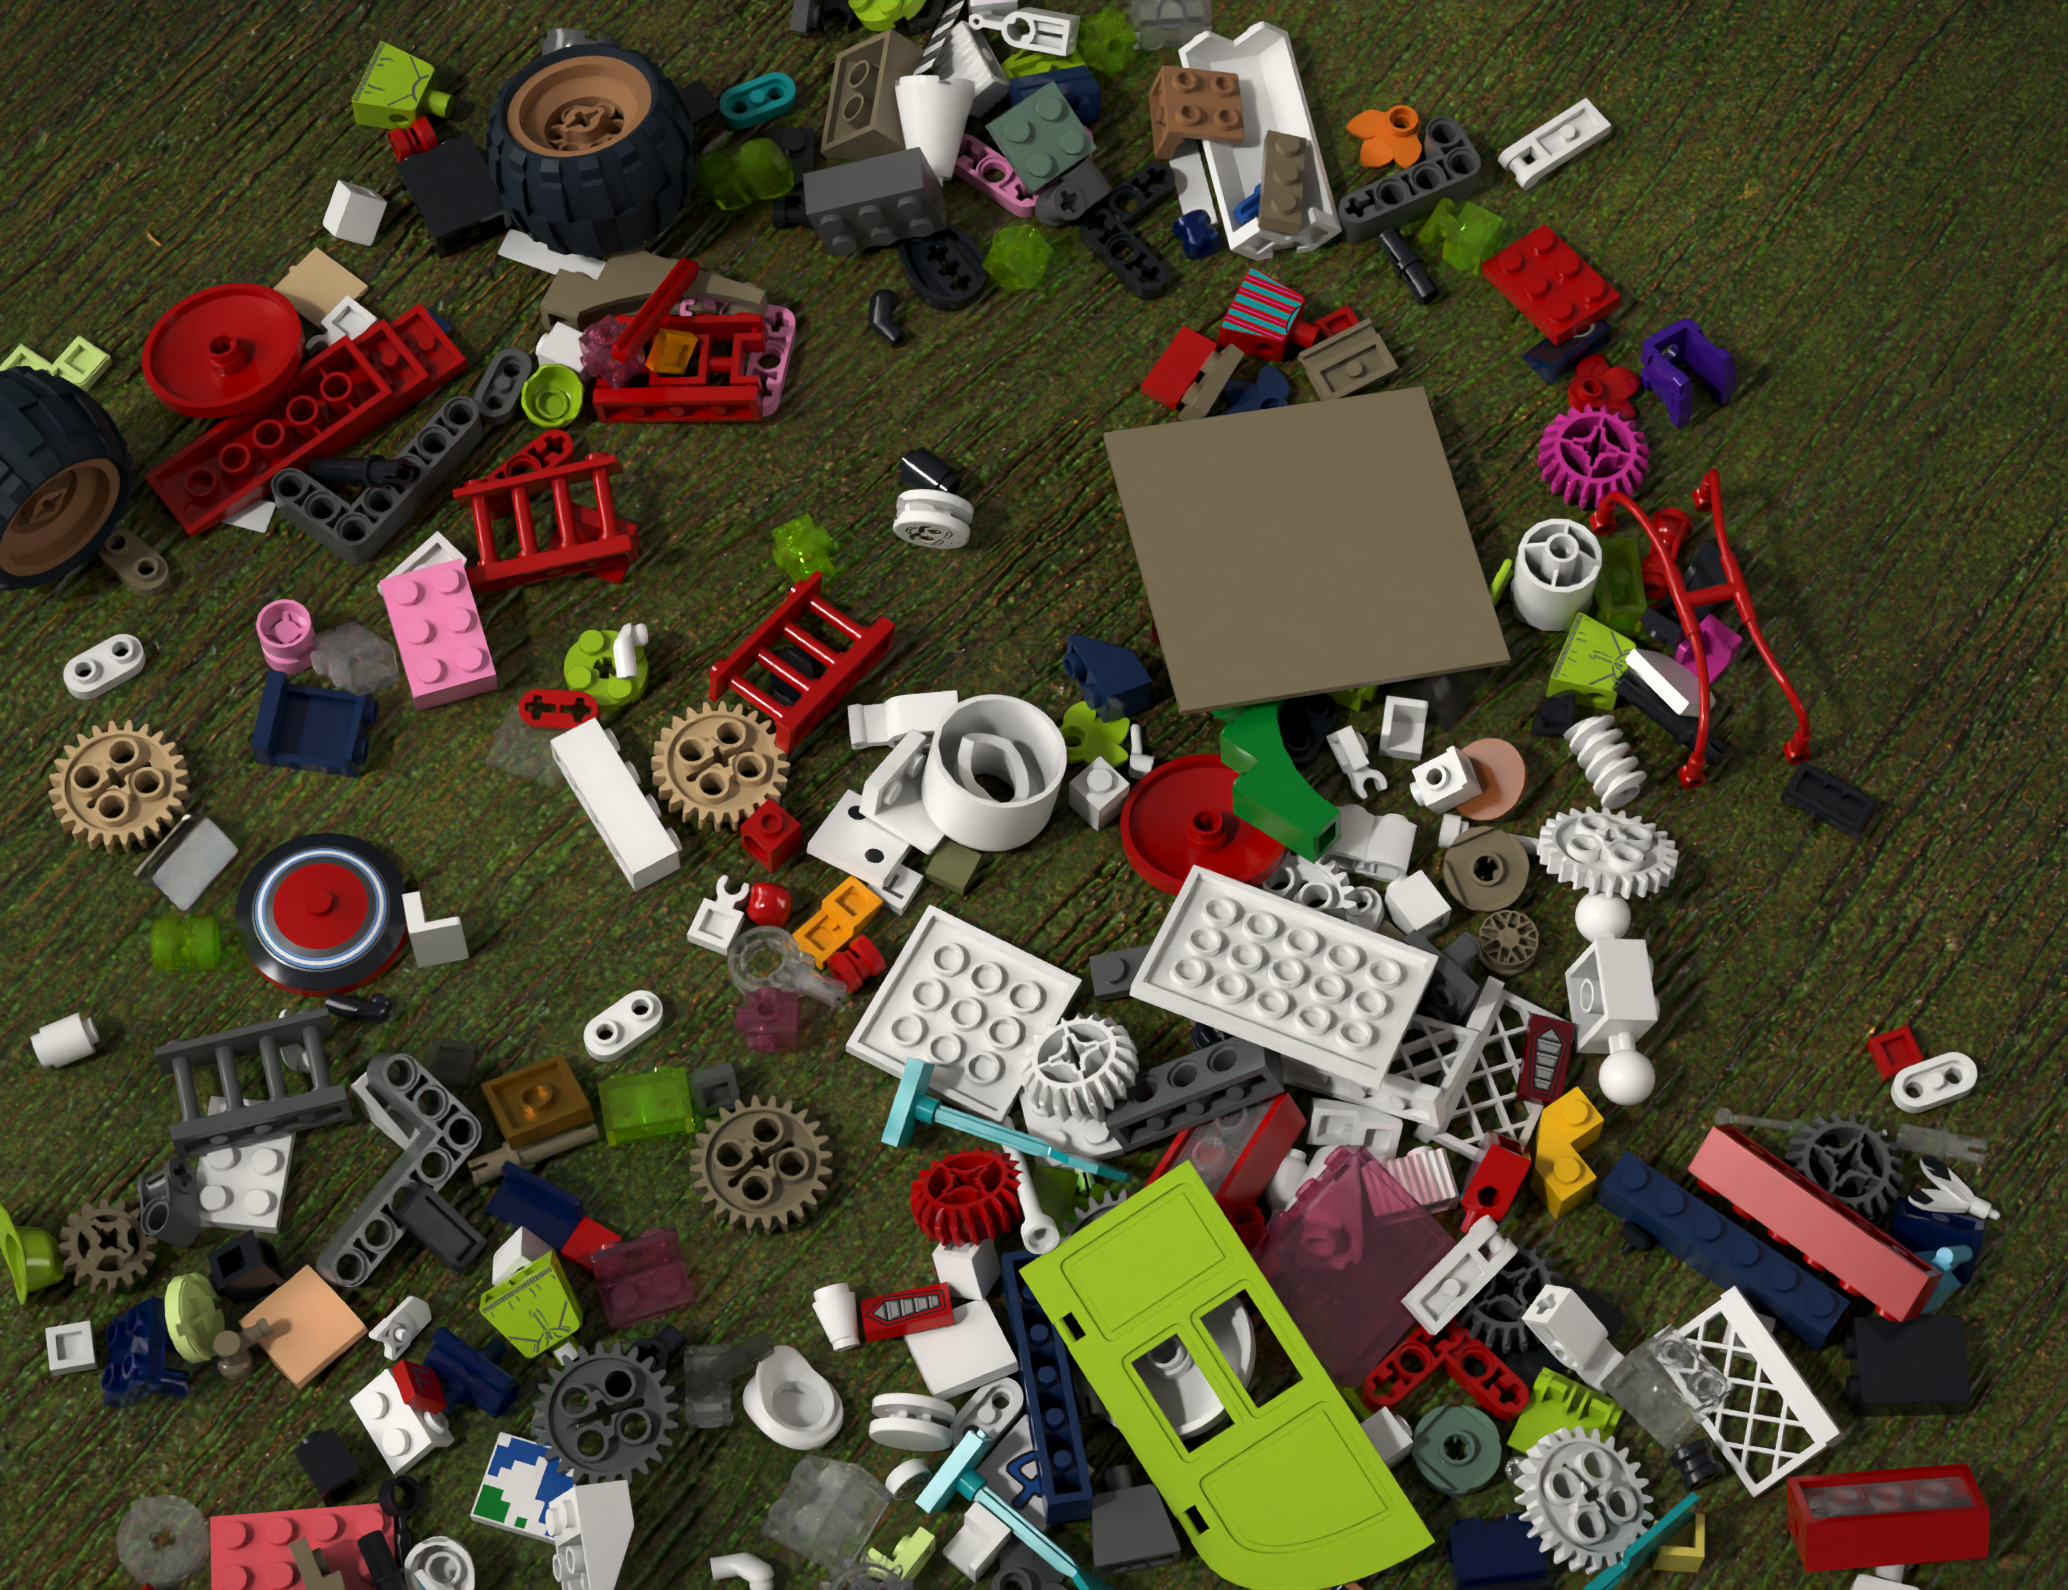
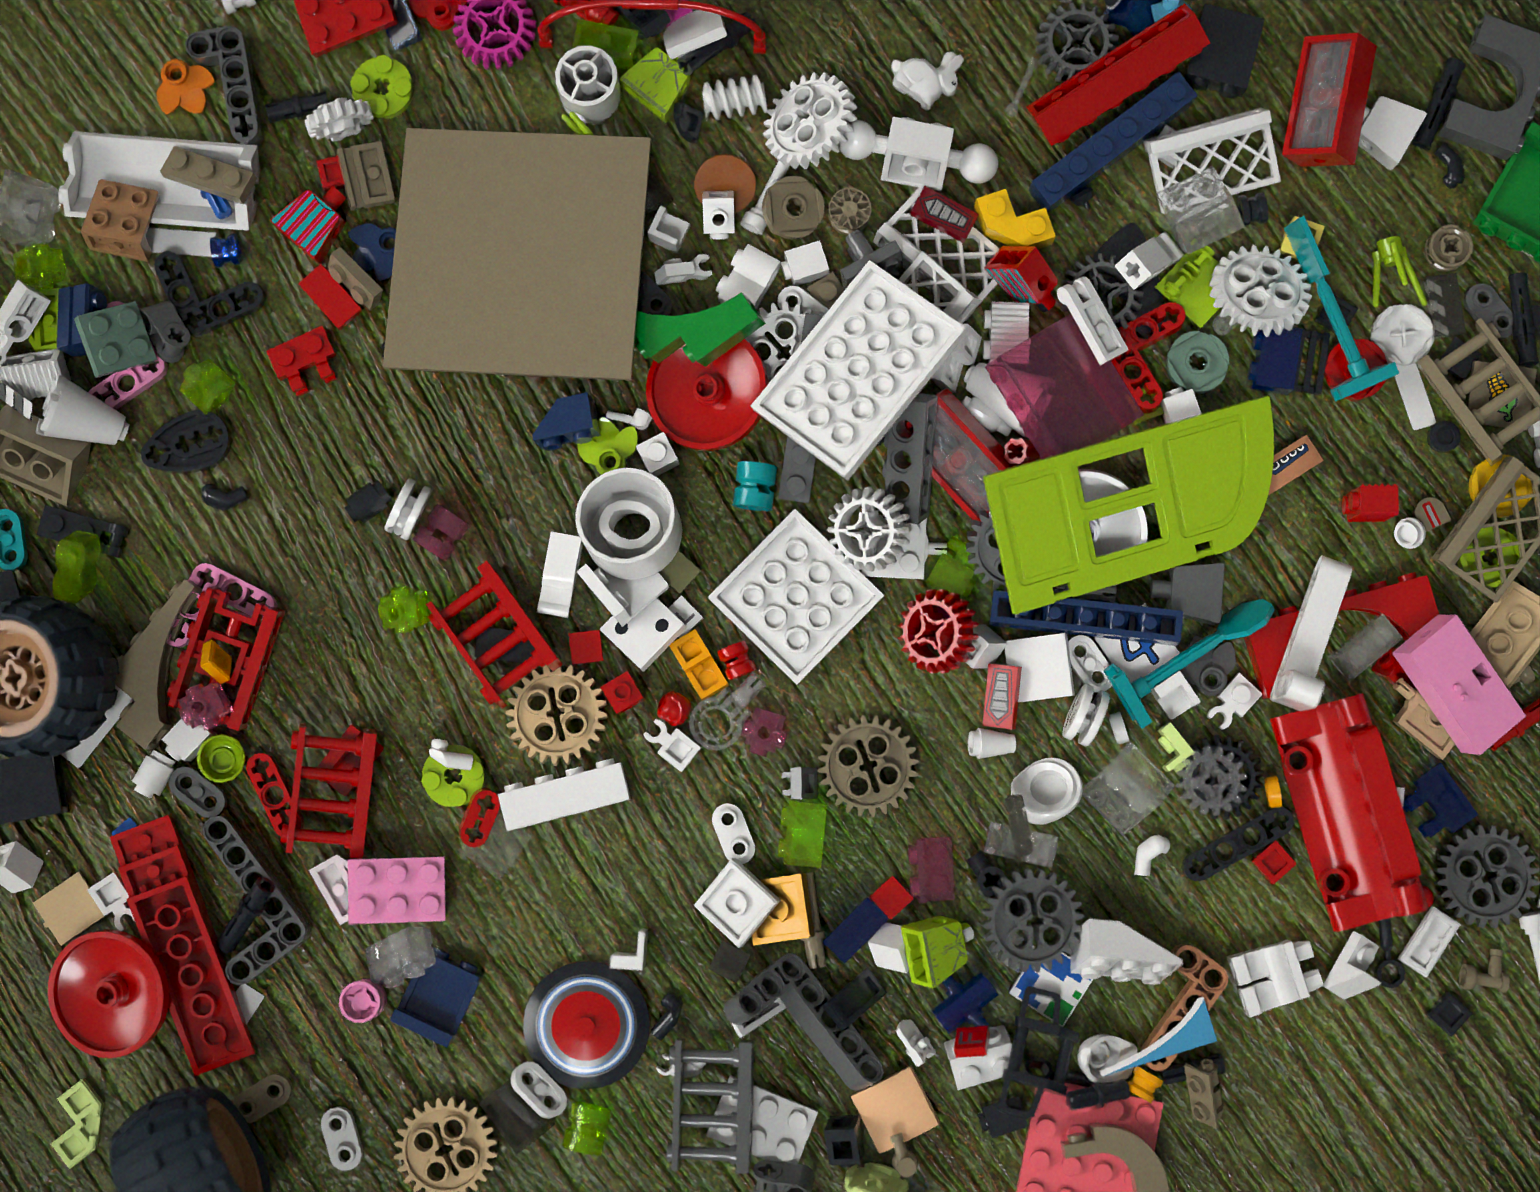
camera: 70 degrees left, 20 degrees up
(221, 875) = (539, 1087): none -> white plate
(416, 1451) = (1013, 1074): none -> black bar
(511, 330) = (153, 774): none -> white brick
(531, 1047) = (737, 902): none -> white tile
(654, 310) = (185, 665): red axle -> none
(819, 781) = (586, 647): none -> red tile
(874, 201) = (135, 478): dark grey brick -> none
(913, 1105) = (936, 550): teal piece -> none
(930, 569) = (446, 523): none -> clear pink wheel
(1038, 1230) = (996, 592): white piece -> none
(1095, 353) = (300, 354): none -> red plate
(1110, 918) = (755, 485): none -> teal wheel
(1406, 307) = (339, 119): none -> white gear
(1467, 238) = (287, 55): clear neon green brick -> none
(1469, 333) = (383, 69): none -> lime plate
(1719, 992) = (924, 81): none -> white animal

